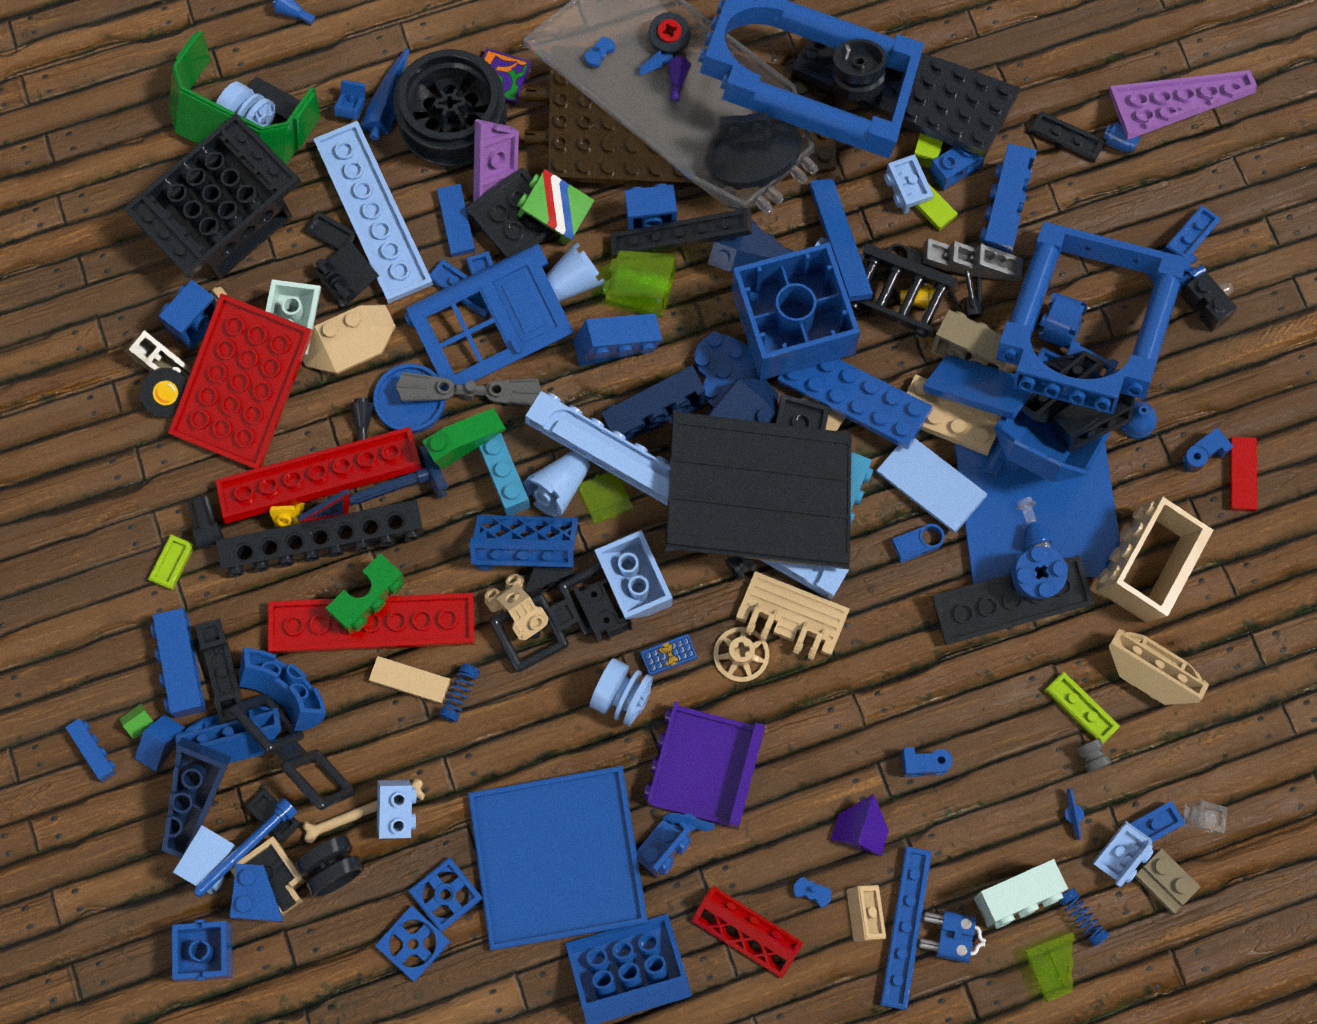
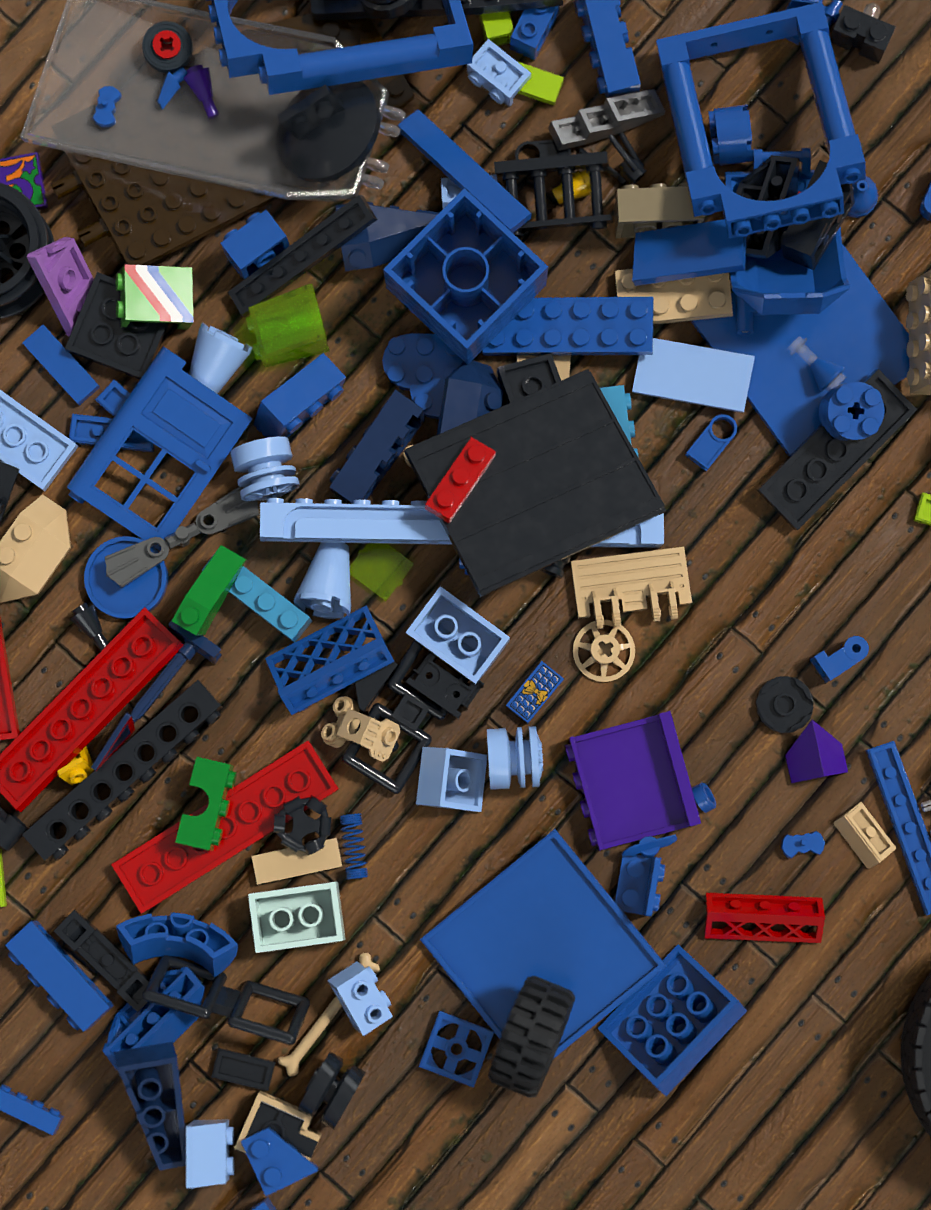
camera: 25 degrees left, 10 degrees up
(136, 721) = (53, 1055): bright green slope -> none
(158, 742) = (87, 1063): blue slope -> none
(282, 812) = (252, 1063): blue piece -> none
(383, 719) = (296, 917): none -> light aqua brick
(430, 652) = (303, 824): none -> black piece
(441, 943) = (440, 1110): blue piece -> none
(507, 909) = (531, 1036): none -> black tyre
(561, 372) = (264, 466): none -> light blue wheel
(564, 684) = (451, 779): none -> light blue slope
(701, 455) = (460, 480): none -> red plate
(754, 809) = (704, 797): none -> blue tile
(860, 774) = (784, 704): none -> black tile

